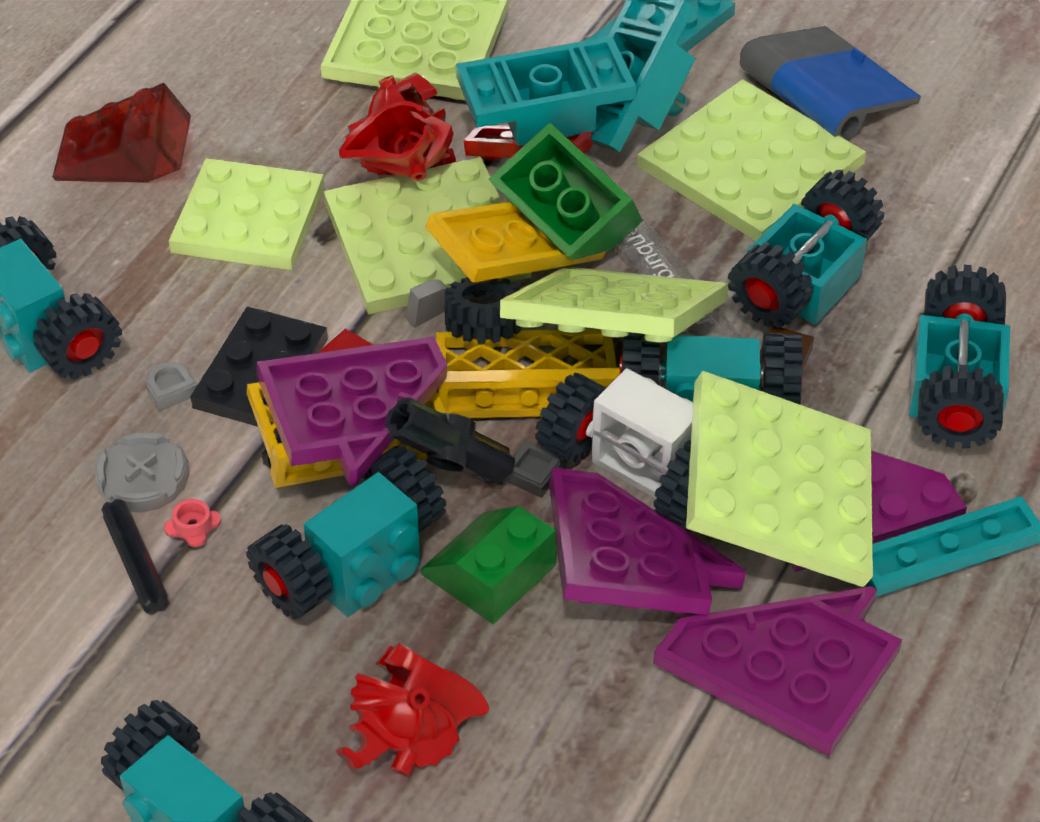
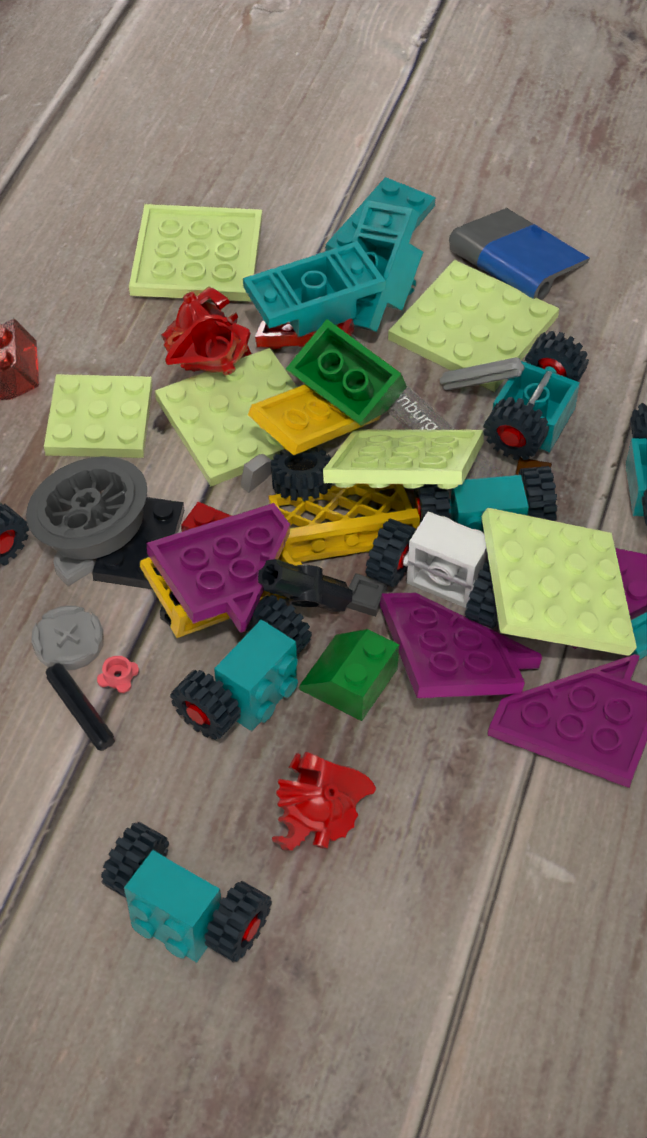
camera: 10 degrees left, 5 degrees up
(201, 316) = (78, 518): none -> dark grey piece
(743, 215) = (482, 374): none -> light grey axle

